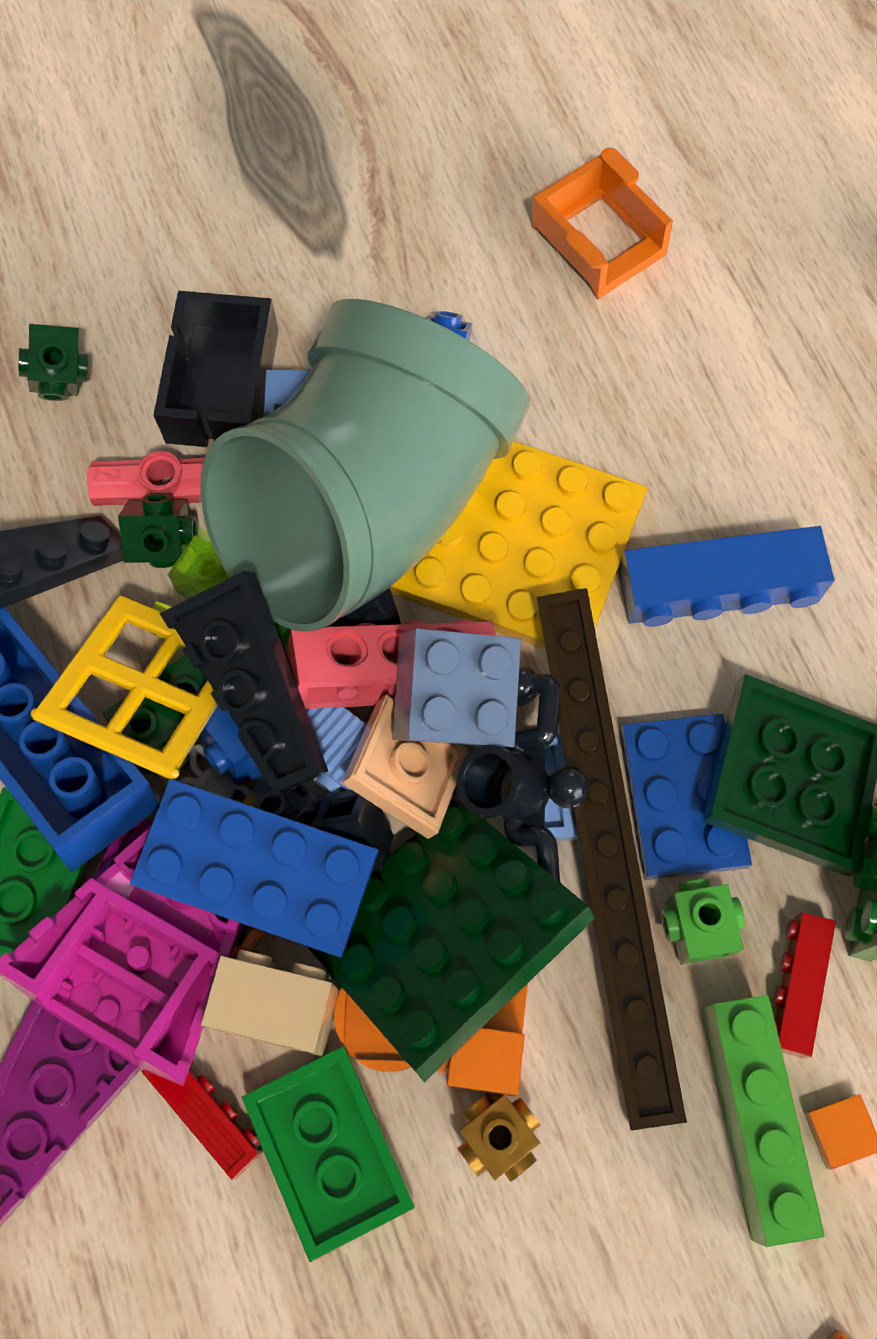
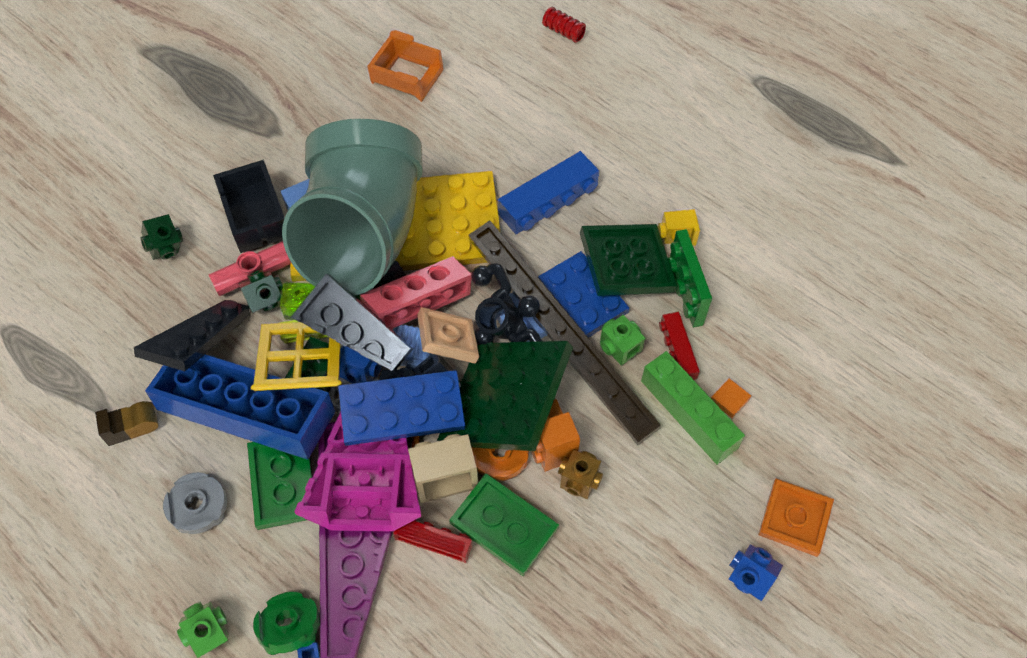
camera: 30 degrees left, 10 degrees down
(456, 688) = (453, 284): sand blue brick -> none

